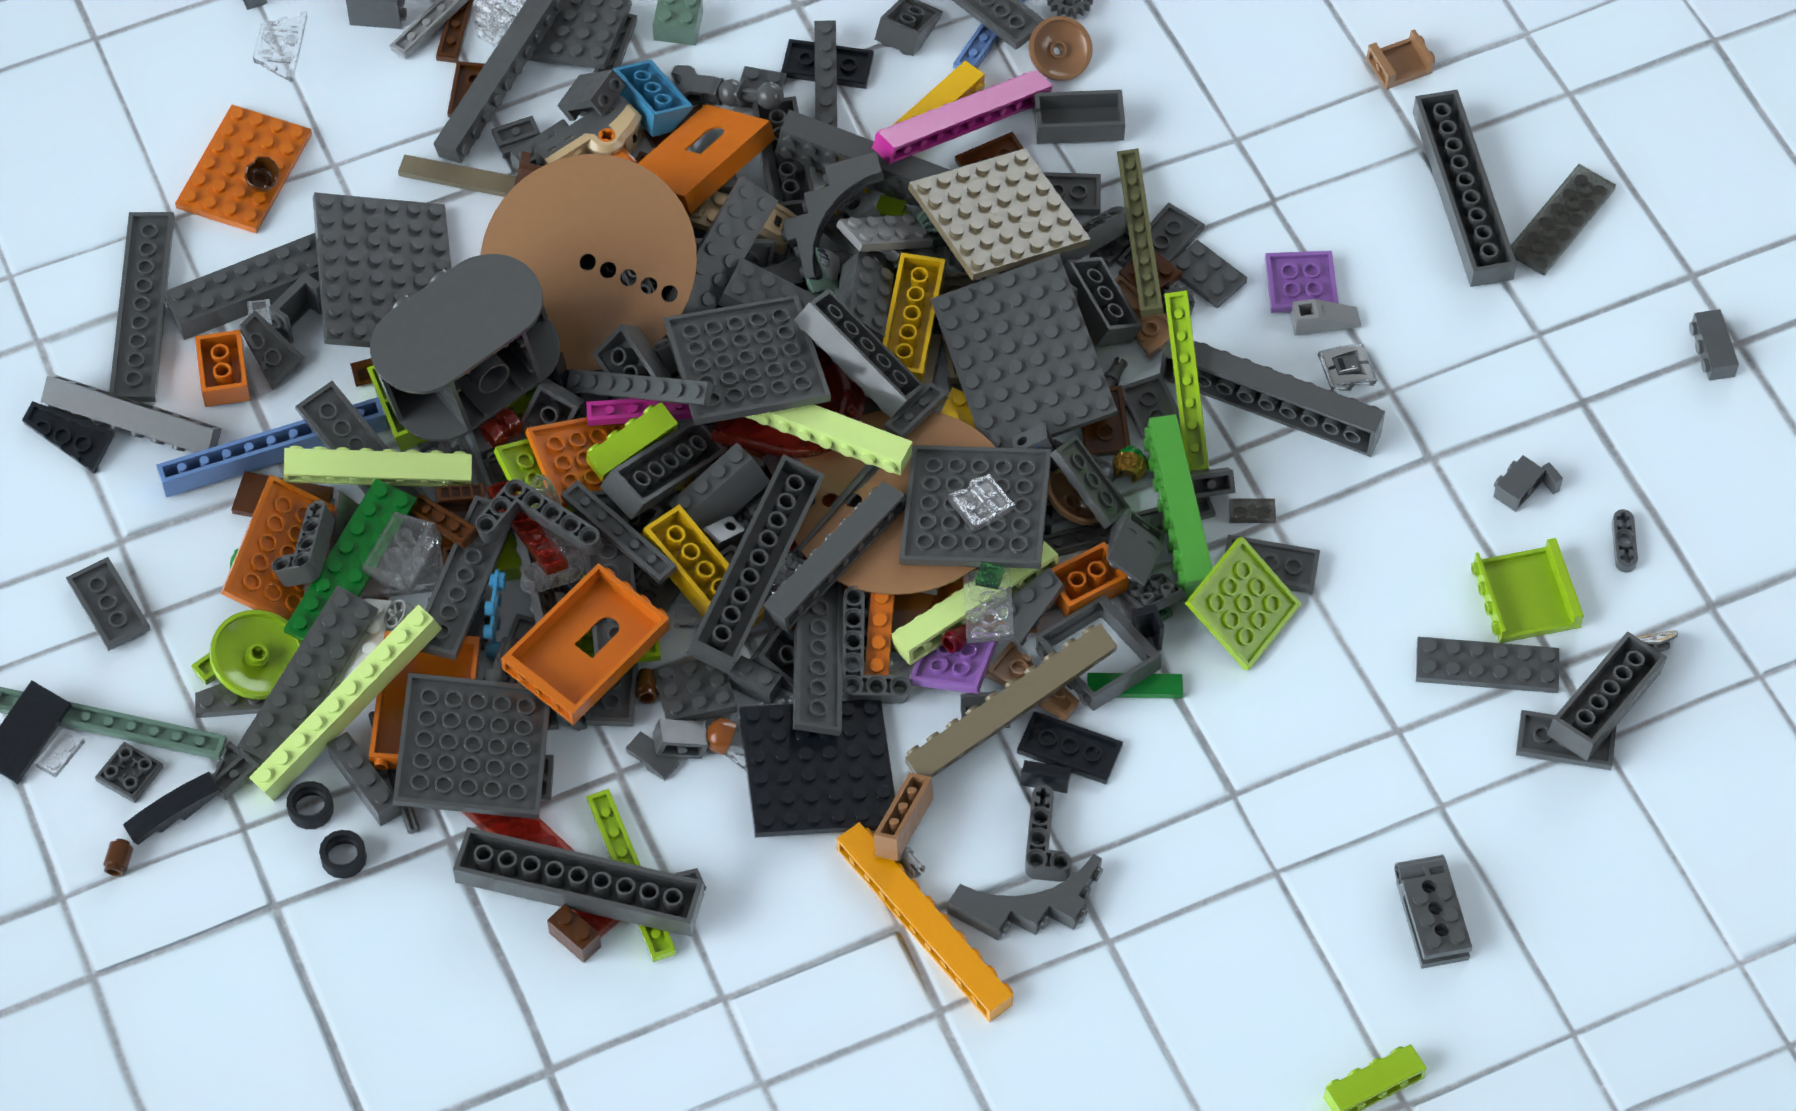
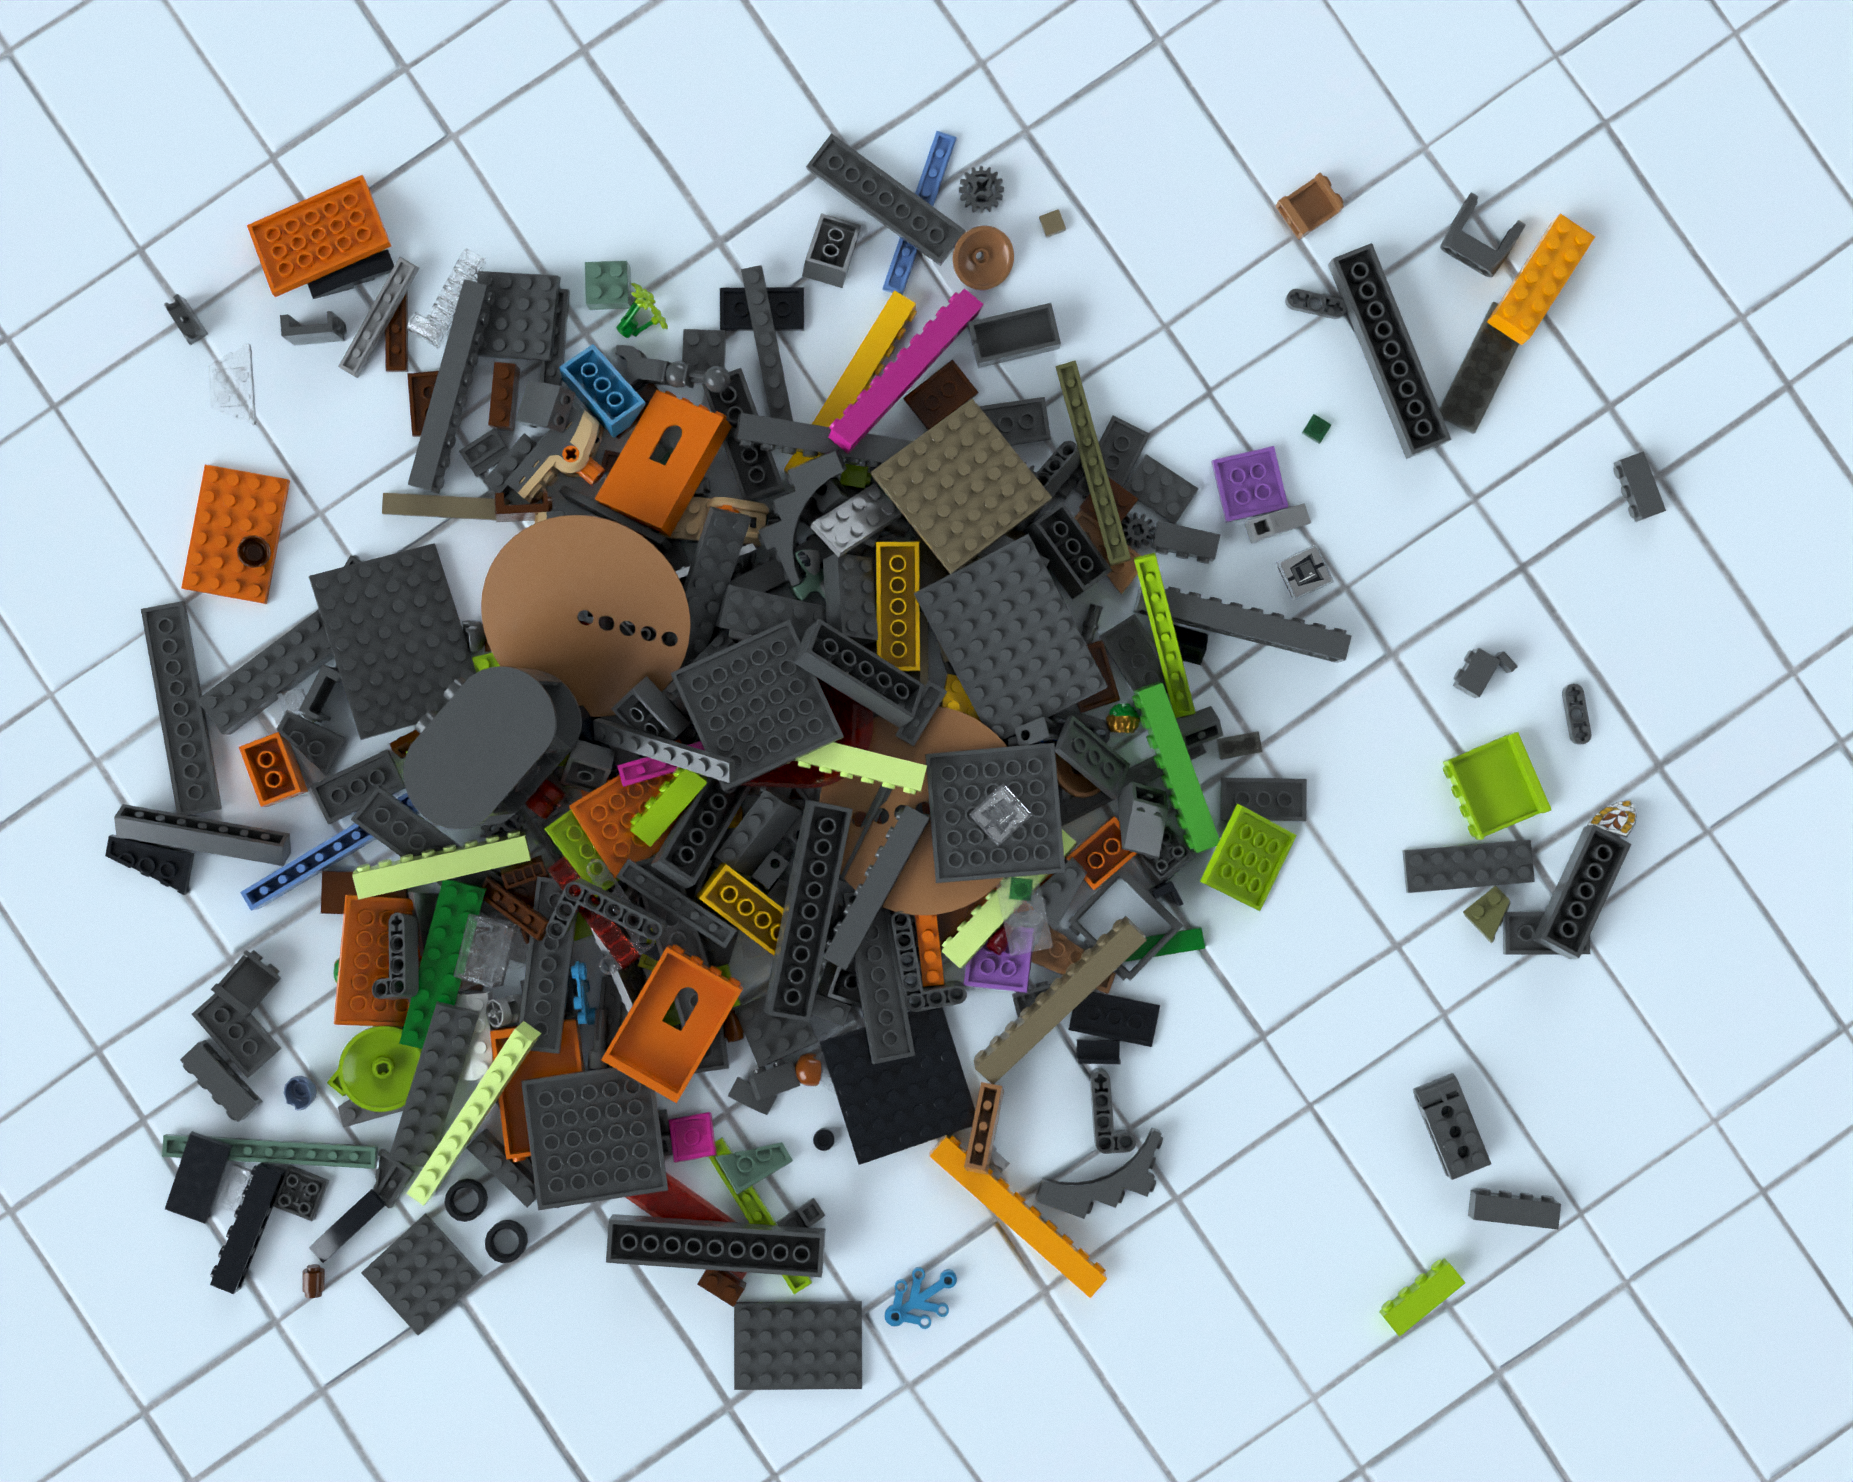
camera: 10 degrees left, 30 degrees up
(61, 792) = (247, 1228): none -> black brick
(77, 645) = (221, 1081): none -> dark grey brick
(135, 557) = (247, 983): none -> dark grey panel
(159, 669) = (300, 1092): none -> sand blue hair
(239, 874) = (421, 1274): none -> dark grey plate
(279, 402) = (350, 788): none -> dark grey plate
(550, 91) = (504, 396): none -> reddish brown brick
(576, 783) = (692, 1137): none -> dark pink tile
(634, 820) = (753, 1165): none -> sand green wing
(644, 1018) = (798, 1345): none -> dark grey plate
(690, 53) = (643, 299): none -> plant
(721, 814) = (823, 1139): none -> black tile
(793, 991) = (917, 1299): none -> dark azure plant
(1136, 37) = (1052, 223): none -> dark tan tile
(1216, 414) = (1191, 644): none -> black panel
(1225, 319) = (1185, 542): none -> dark grey brick
(1378, 142) = (1302, 294): none -> dark grey beam
(1379, 246) = (1316, 428): none -> clear green plate
(1495, 1008) = (1514, 1209): none -> dark grey brick
(1502, 707) = (1488, 912): none -> olive wing
(1566, 122) = (1472, 251): none -> dark grey connector
(1628, 149) = (1541, 279): none -> light orange brick

